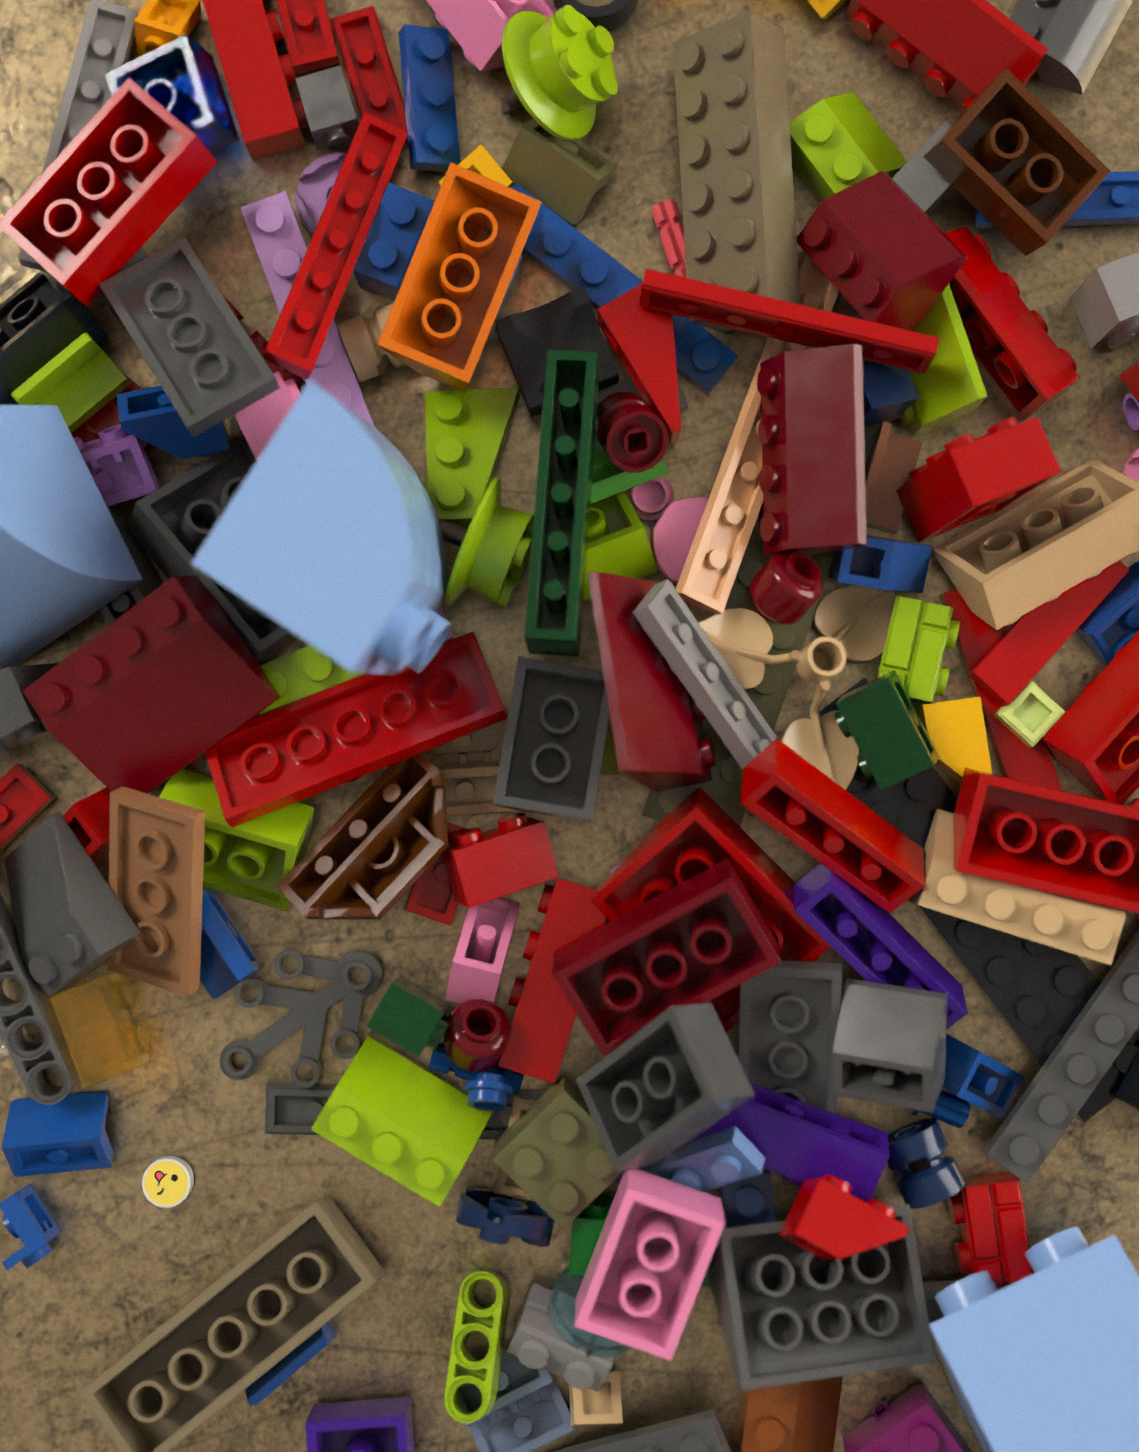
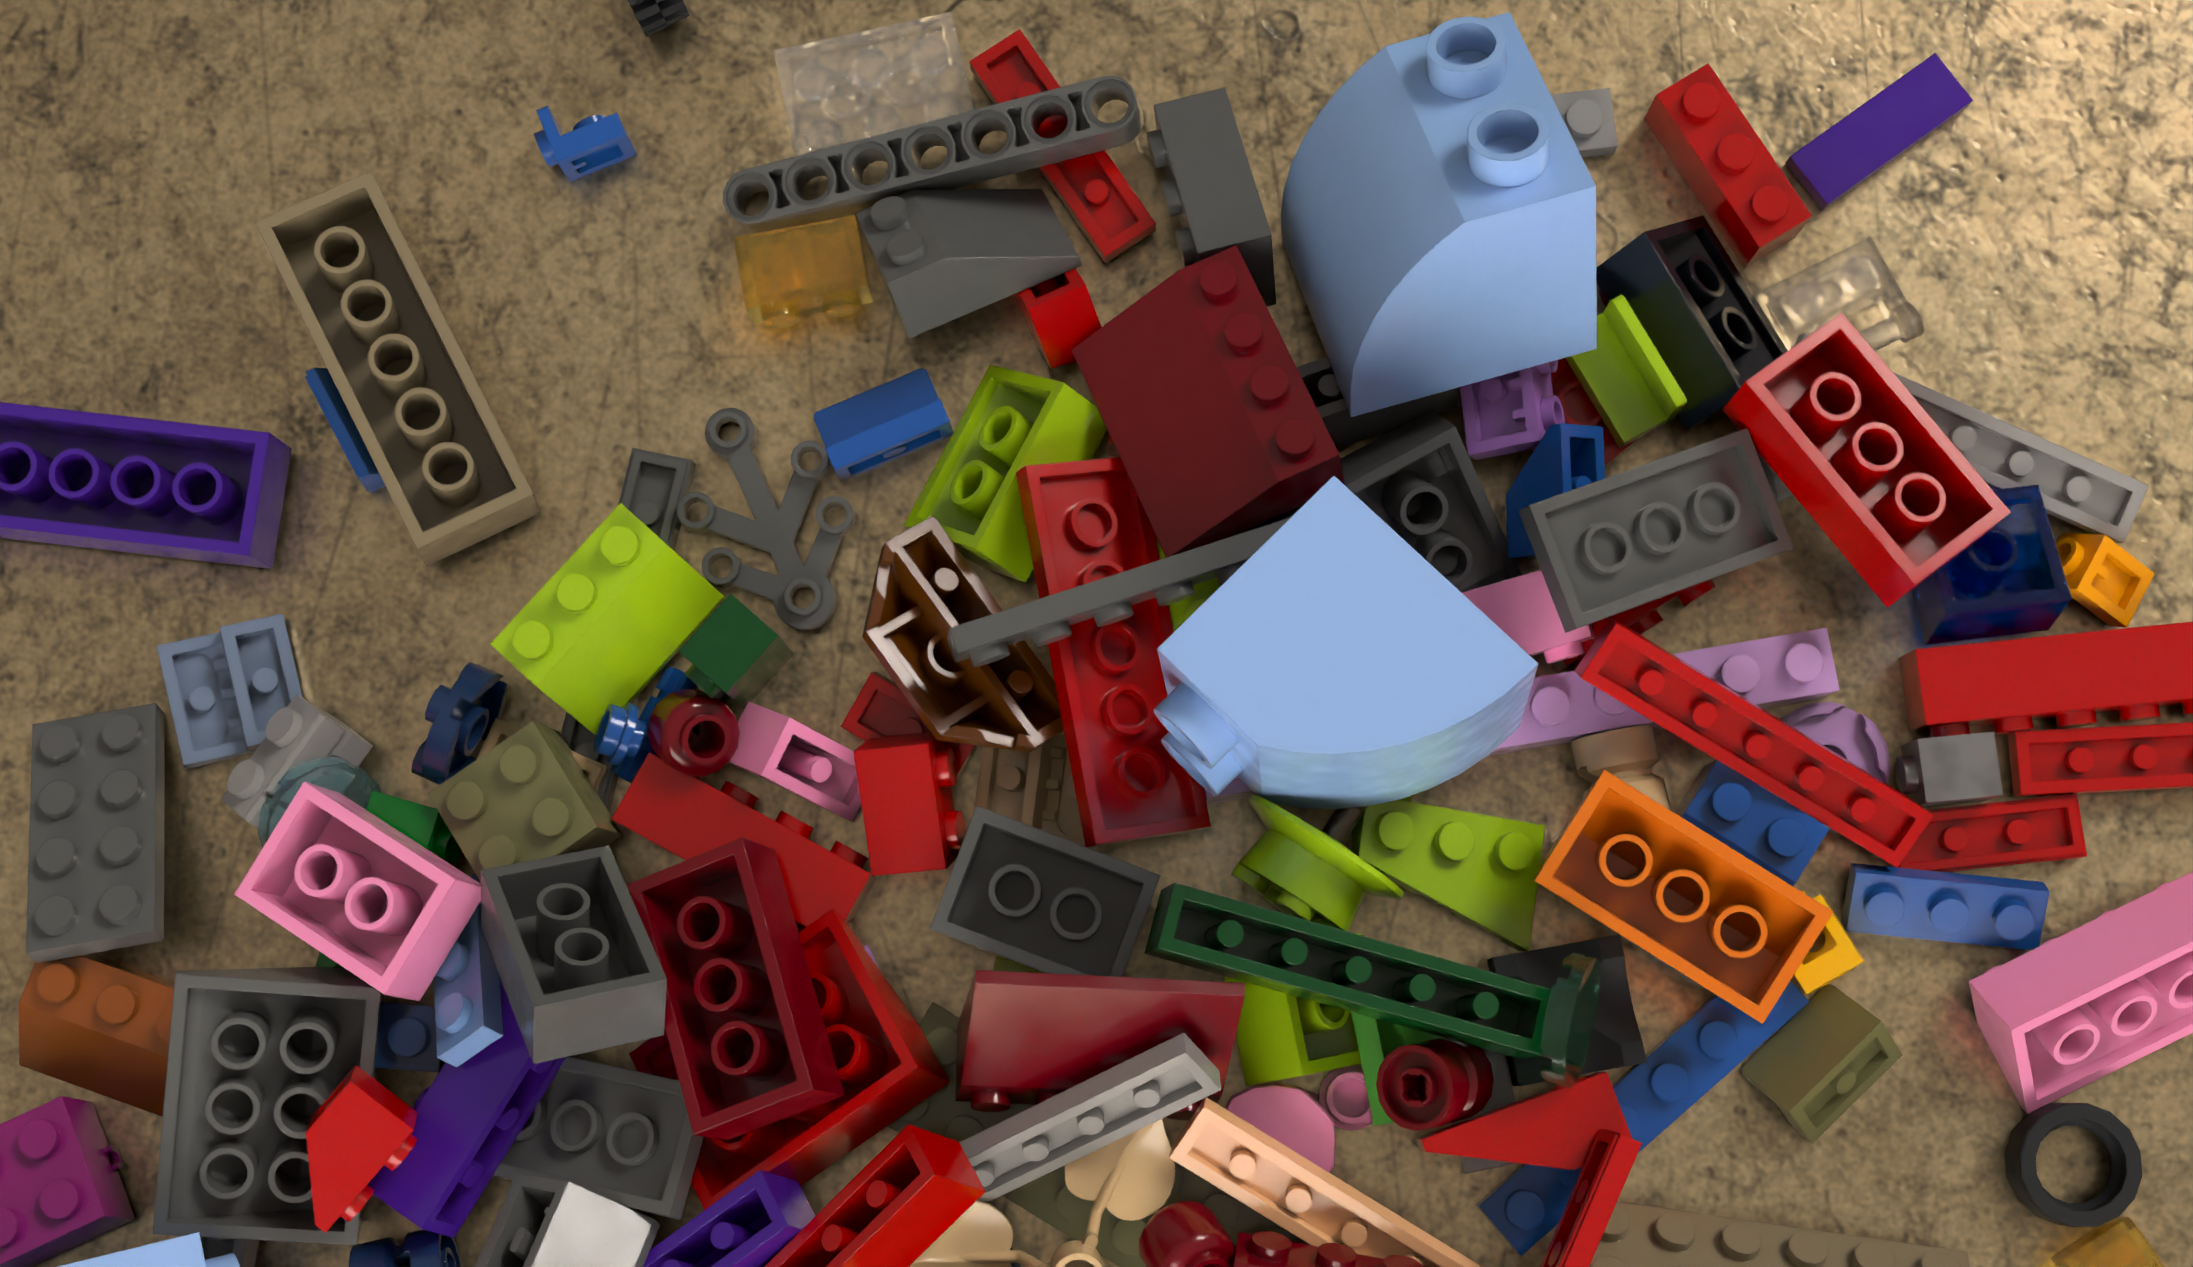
camera: 105 degrees right, 5 degrees down
(58, 1135) = (684, 197): blue panel -> none
(159, 882) = (967, 373): medium nougat plate -> none
(168, 1181) = (601, 319): light yellow tile -> none
(315, 730) = (1104, 599): none -> dark grey plate
(462, 1365) = (290, 639): lime beam -> none
(558, 69) = (1949, 1084): lime piece -> none
(566, 338) = (1570, 1020): none -> clear green tile
(597, 1408) = (201, 795): tan plate -> none
(667, 218) = (1729, 1198): coral axle -> none

